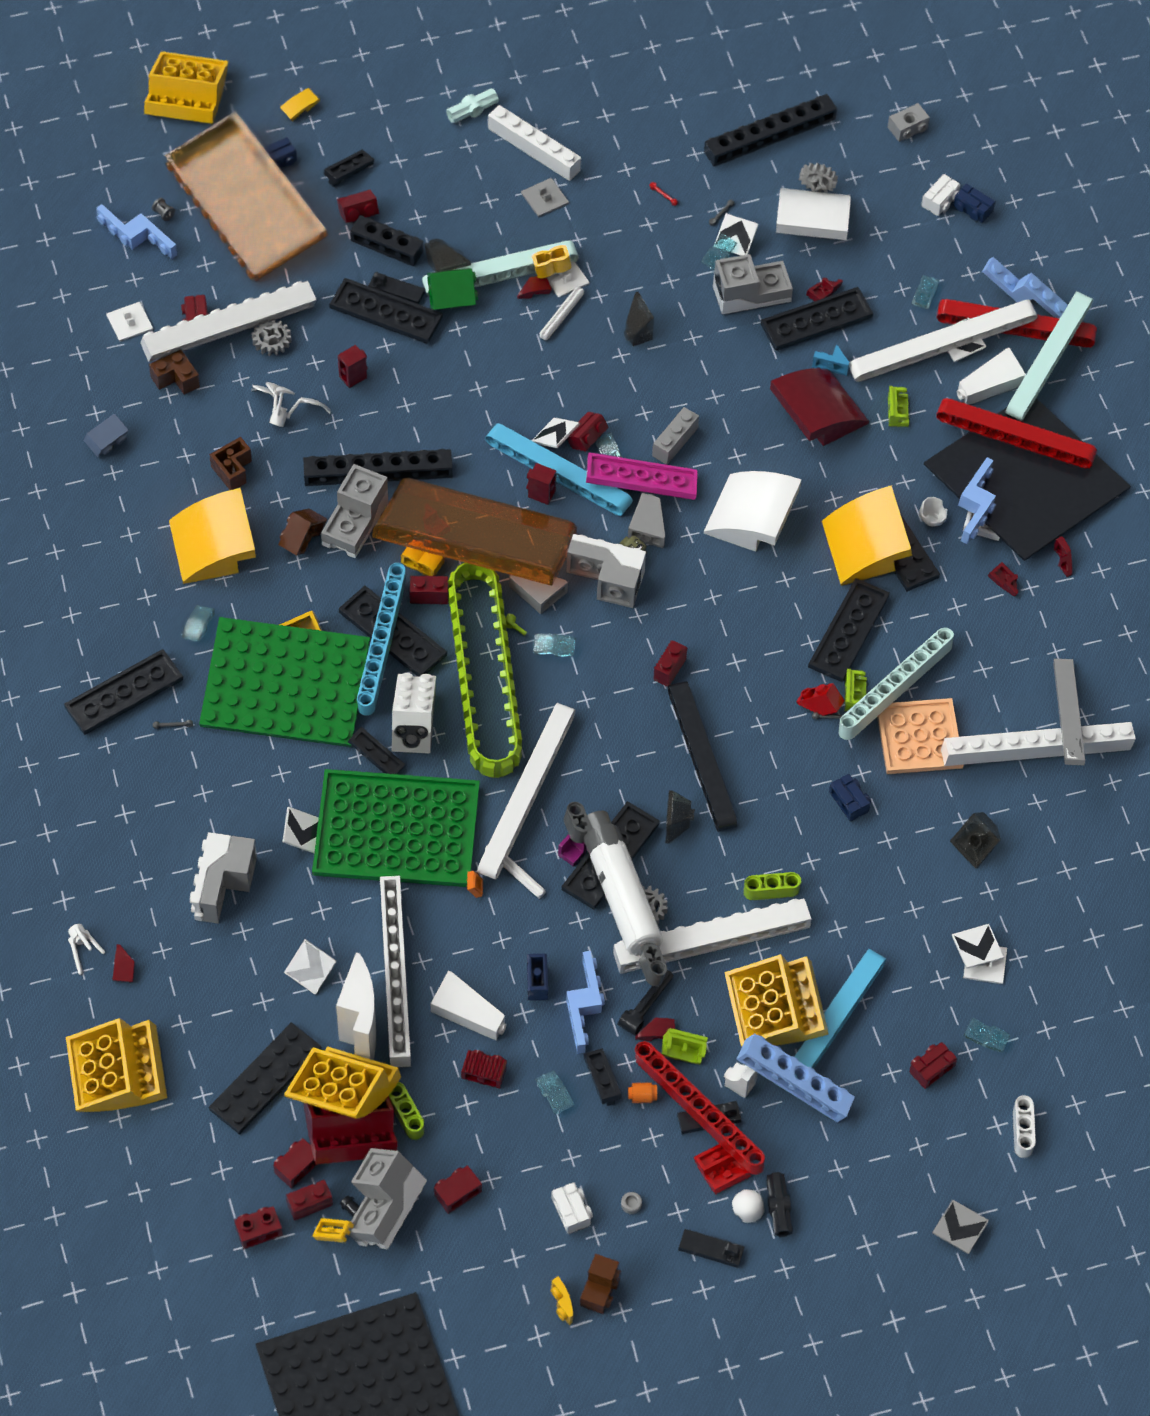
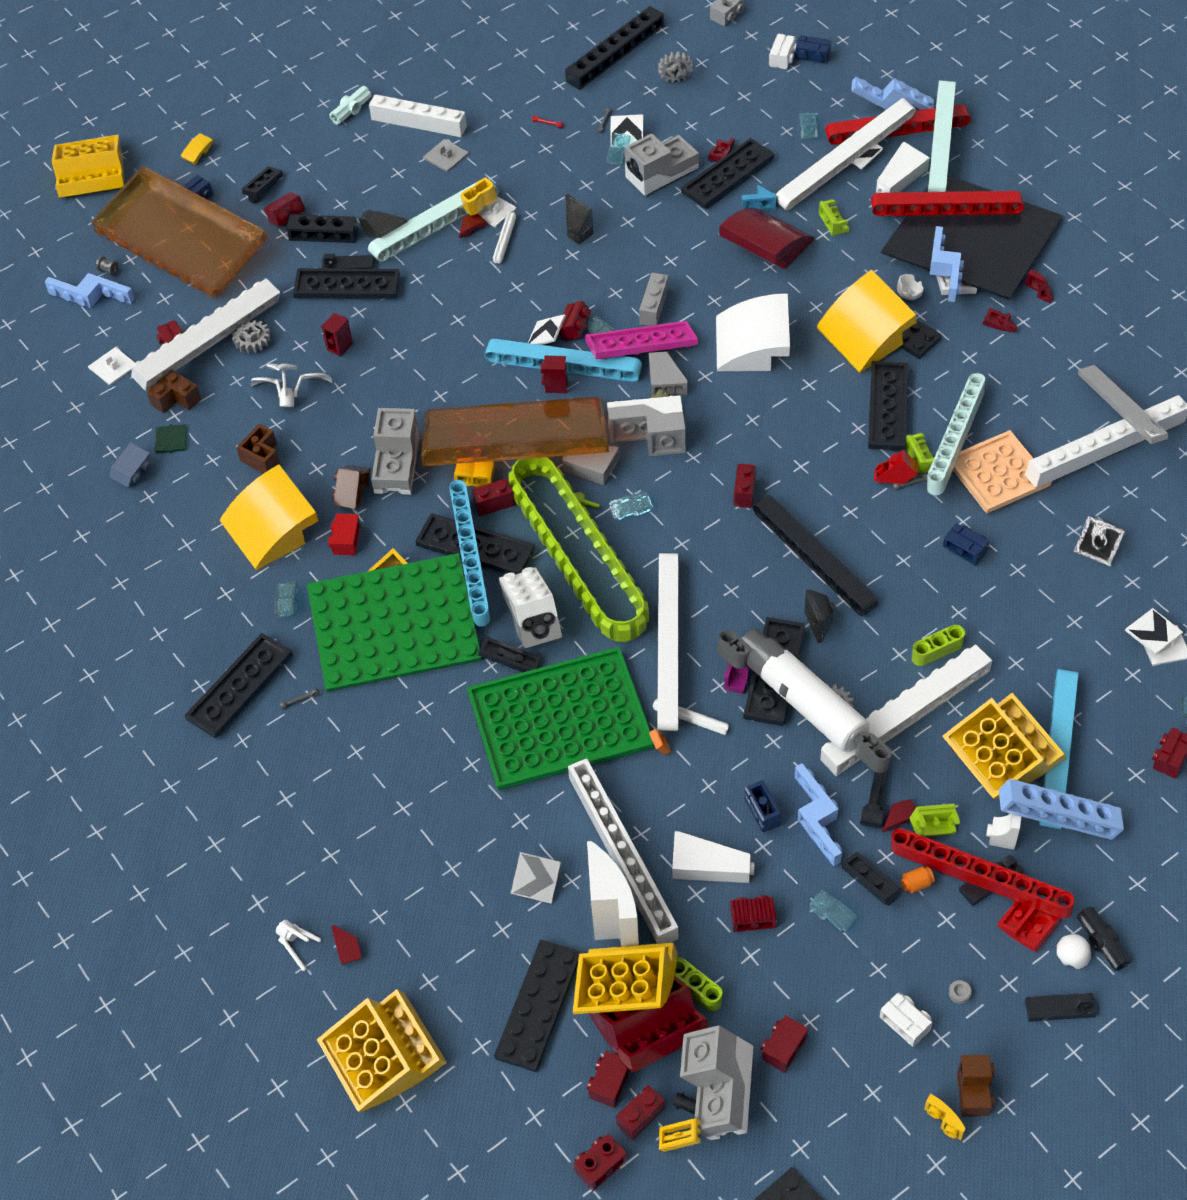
camera: 15 degrees left, 5 degrees down
(155, 419) = (170, 438): none -> clear green piece
(225, 864) = (408, 810): light grey piece -> none
(277, 578) = (344, 534): none -> red brick
(300, 829) = (468, 751): white piece -> none
(428, 465) = (361, 423): black brick -> none
(452, 288) = (399, 245): green brick -> none
(813, 214) = (685, 97): white slope -> none

